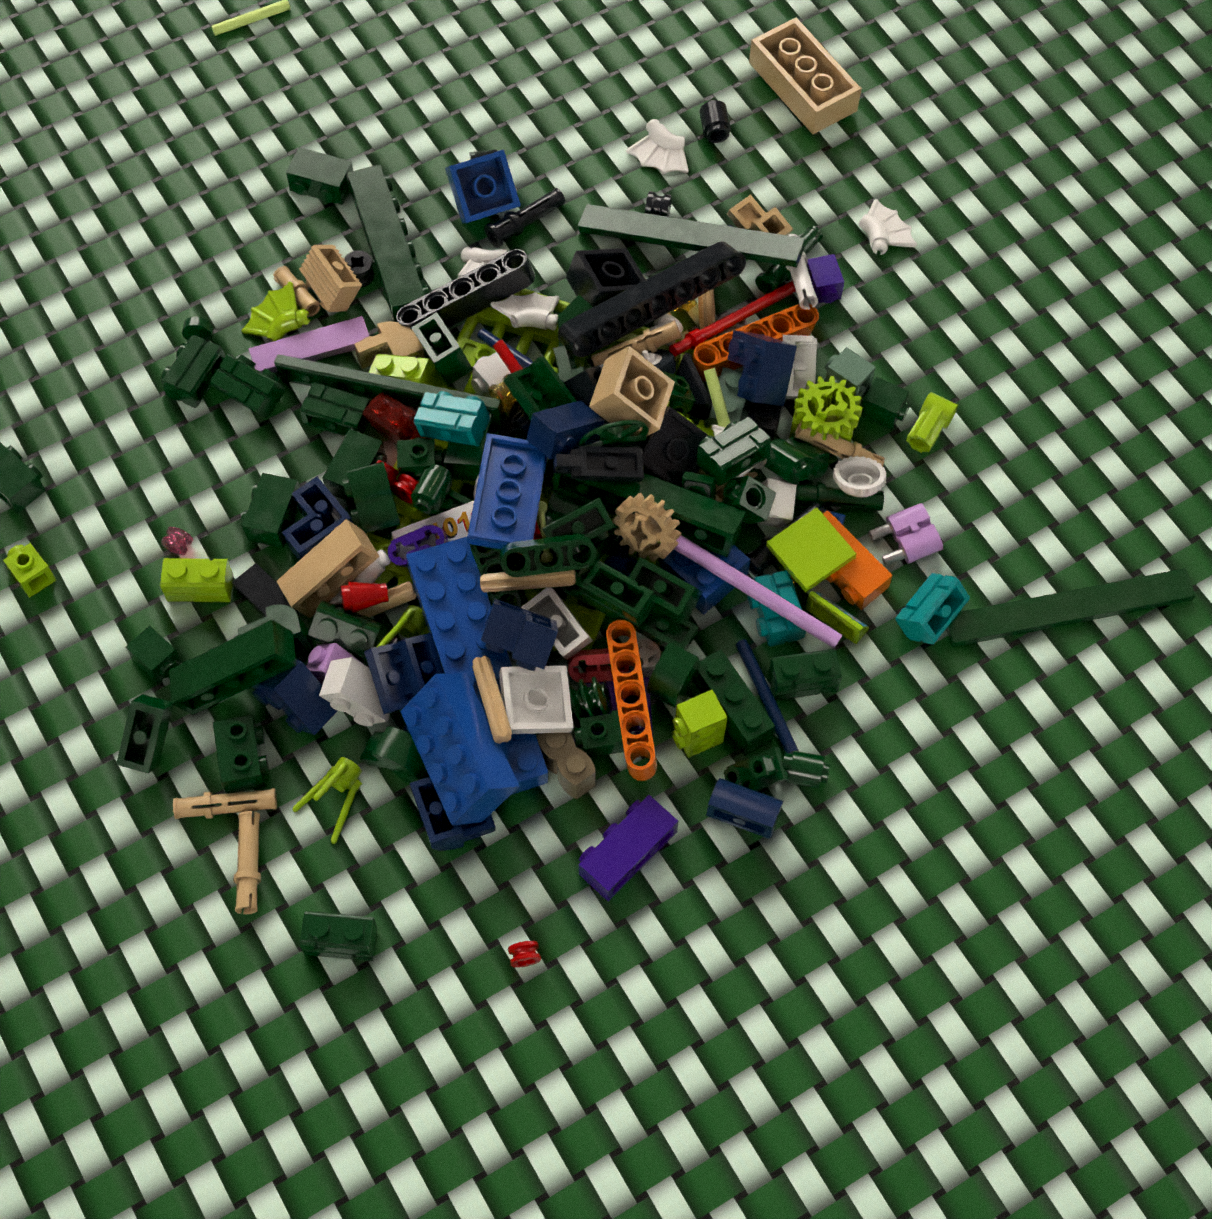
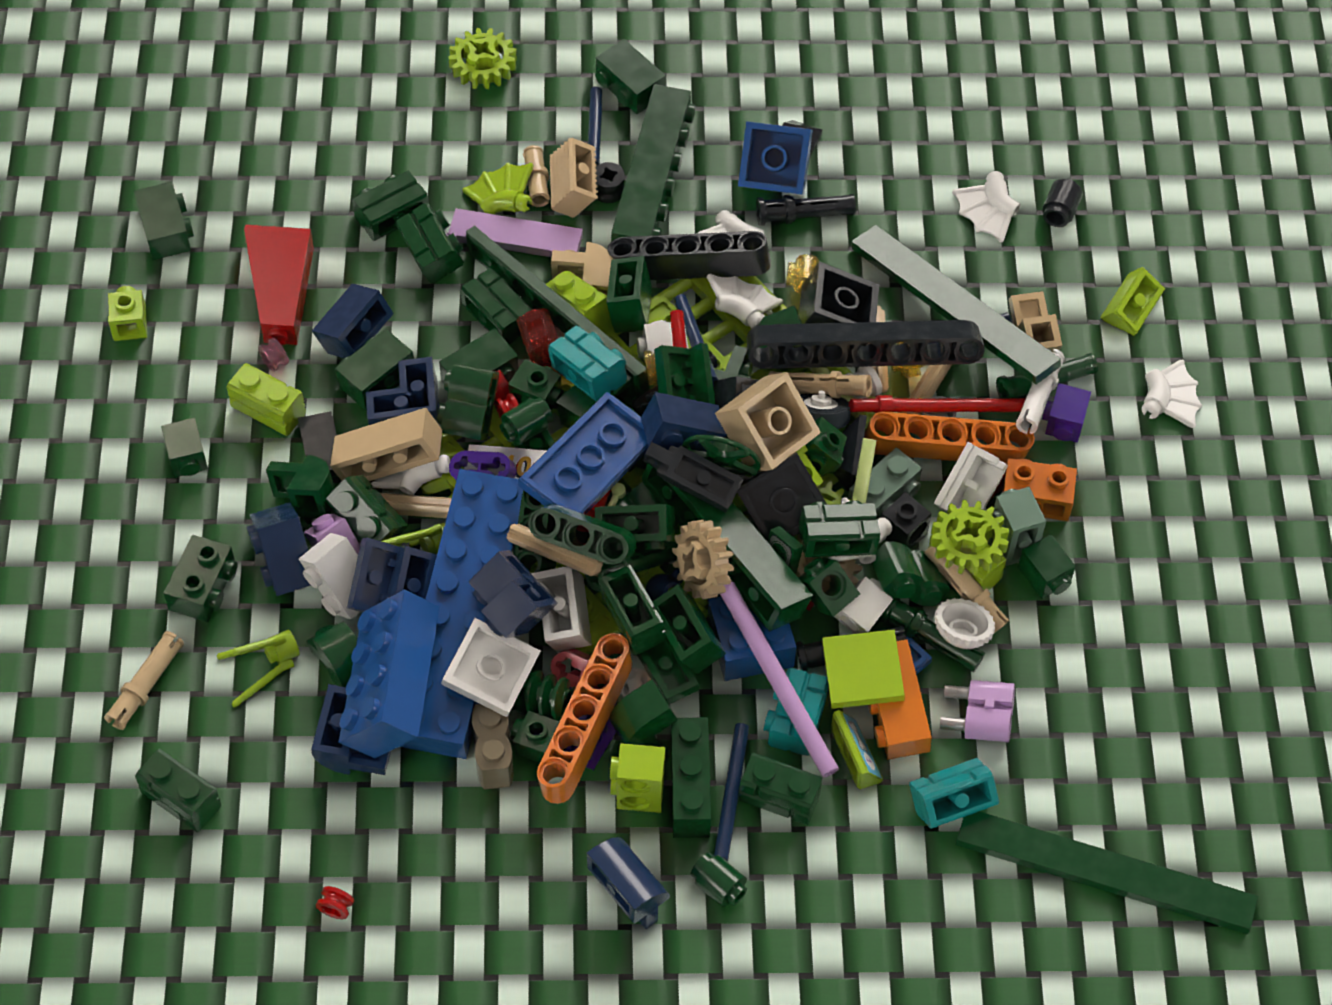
camera: 30 degrees right, 5 degrees down
(138, 475) = (280, 276): none -> red slope
(145, 733) = (126, 512): dark green brick -> none
(185, 806) = (123, 601): tan pin -> none
(193, 216) = (482, 58): none -> lime gear
(198, 327) = (420, 168): dark green tile -> none
(228, 481) = (352, 321): none -> dark blue brick
(232, 667) = (238, 492): dark green brick -> none
(311, 221) = (595, 117): none -> dark blue bar
(362, 595) = (399, 488): red cone -> none
(492, 699) = (446, 643): tan axle -> none
(558, 266) = (800, 270): none -> clear yellow gear
(627, 846) = (497, 858): dark purple brick -> none
(658, 204) = (945, 259): black wheel -> none
(758, 771) = (666, 854): dark green hips -> none
(766, 366) = (931, 465): dark blue brick -> none
(804, 75) = (1185, 199): tan brick -> none
(811, 172) = (1133, 301): none -> lime slope
(835, 339) = (1050, 484): none -> orange brick
(933, 417) = (1091, 606): lime piece -> none

